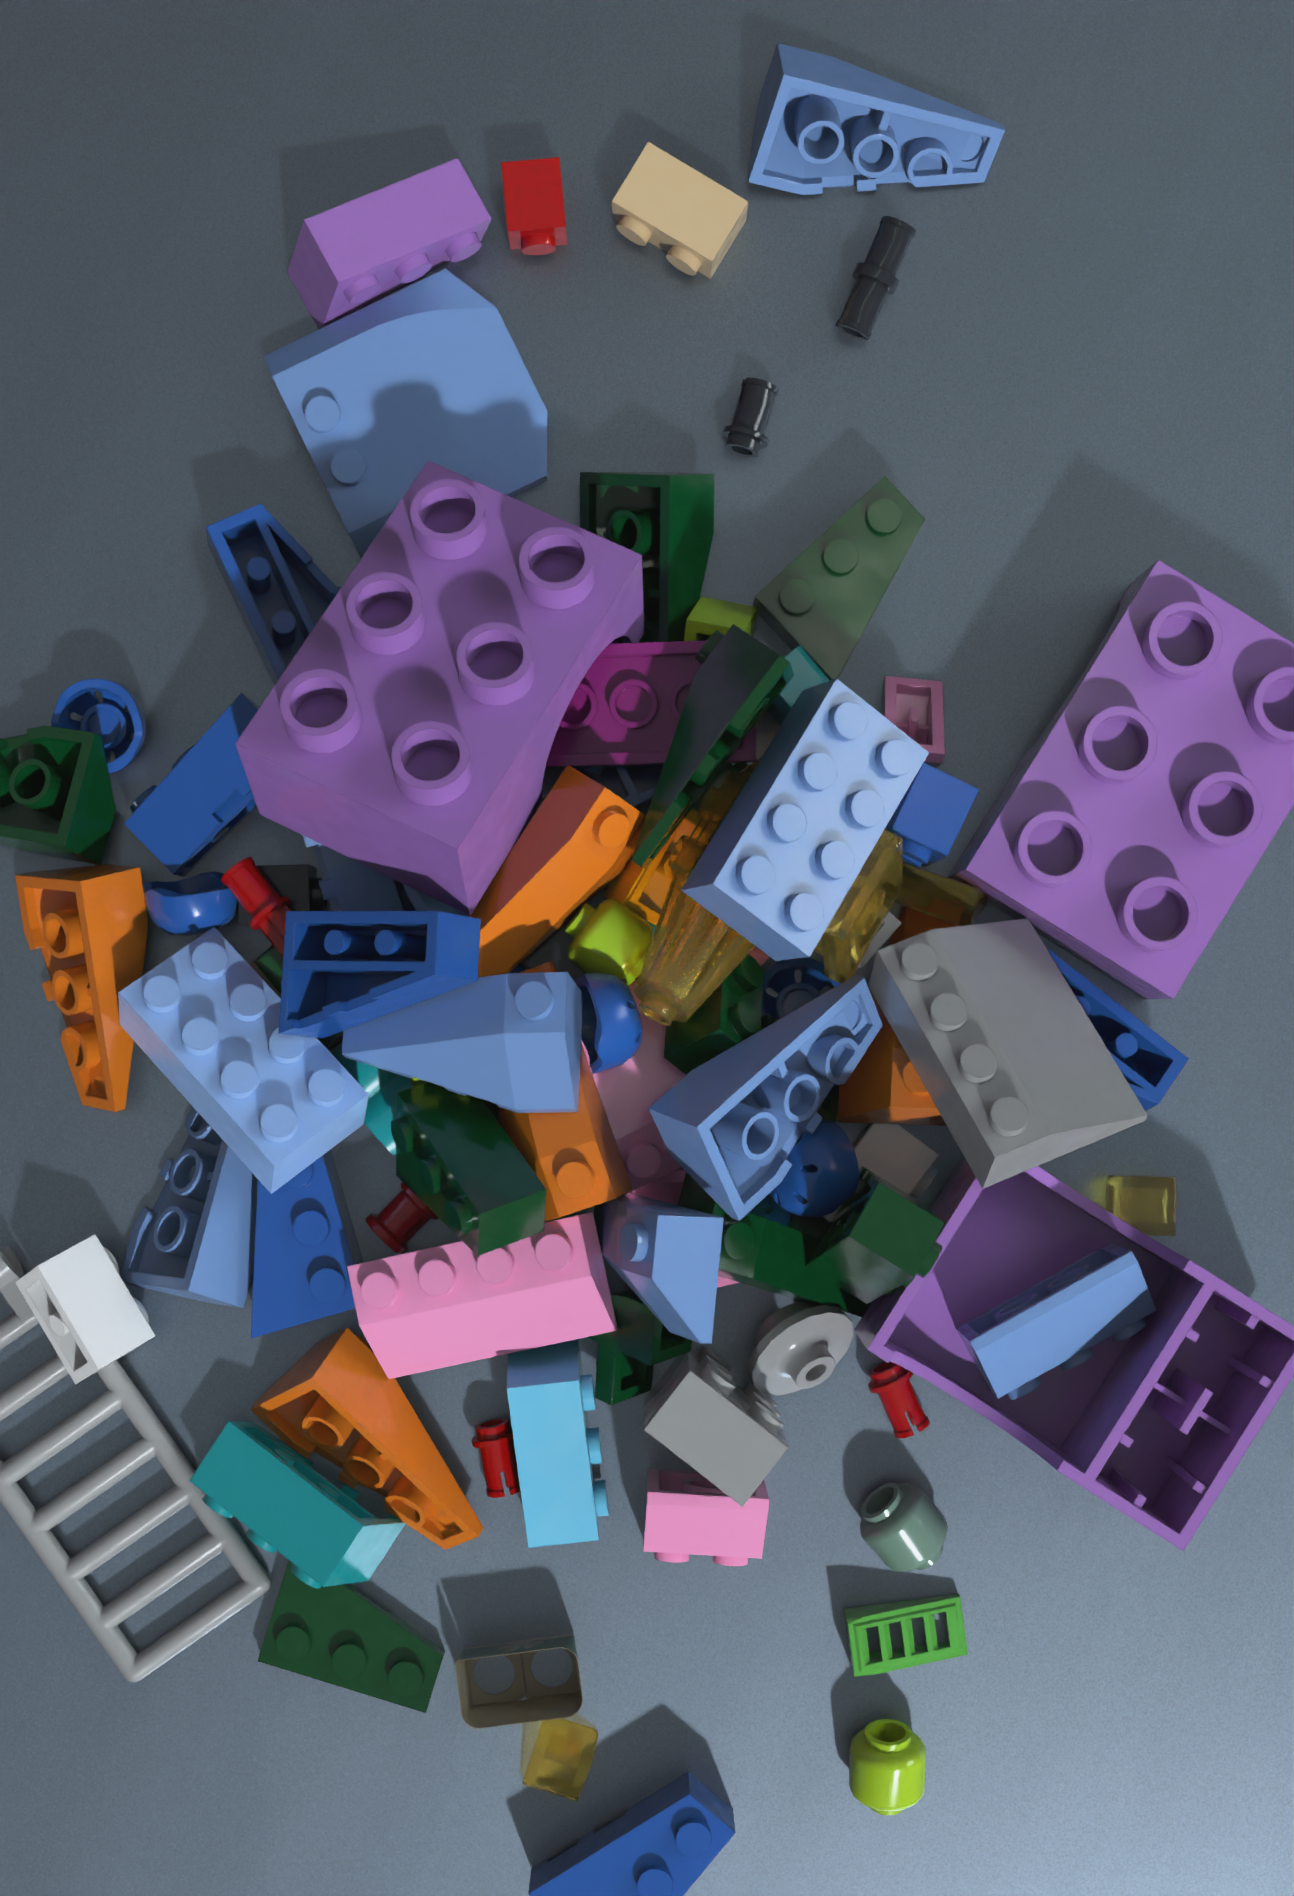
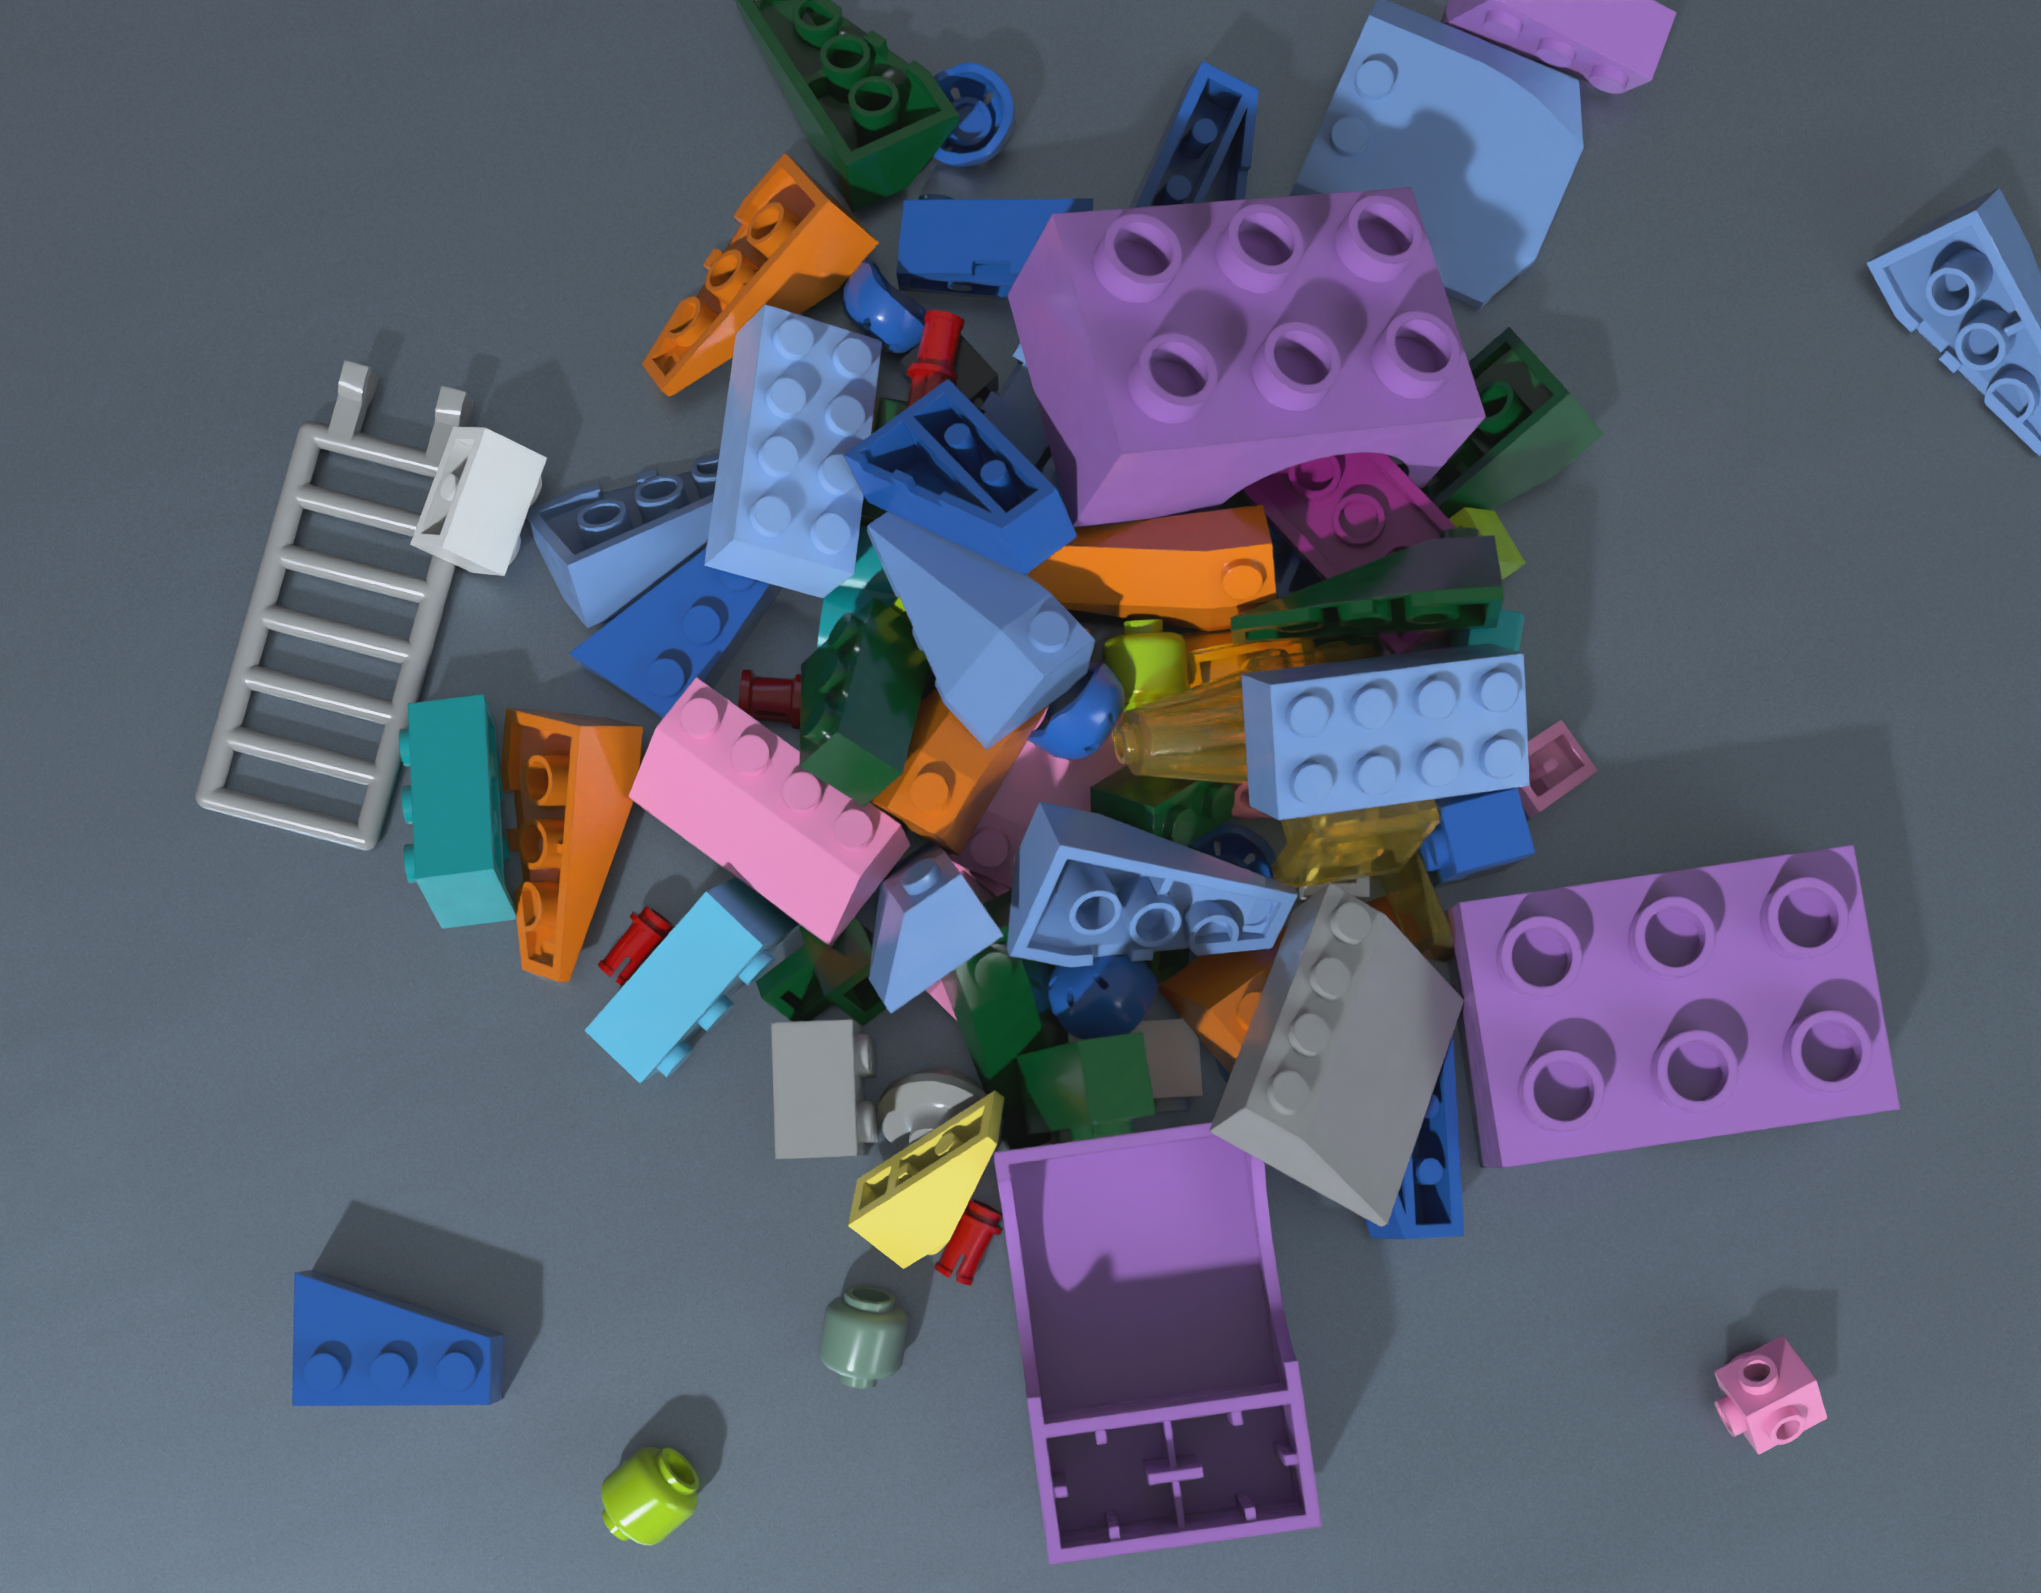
camera: 55 degrees right, 5 degrees down
(350, 1643) = (379, 953): dark green wing -> none
(534, 205) = (1693, 107): red brick -> none
(542, 1702) = (414, 1108): dark tan piece -> none
(561, 1758) = (426, 1214): clear yellow slope -> none
(678, 212) = (1791, 227): tan brick -> none
(695, 1517) = (730, 1157): bright pink slope -> none
(751, 417) = (1664, 433): black pin -> none
(840, 578) = (1611, 611): dark green wedge -> none
(841, 1407) = (921, 1192): none -> light yellow slope
(875, 278) = (1880, 432): black pin -> none
(909, 1655) = (720, 1401): bright green slope -> none
(1058, 1321) = (1149, 1312): medium blue slope -> none
(1144, 1202) = (1311, 1308): clear yellow slope -> none

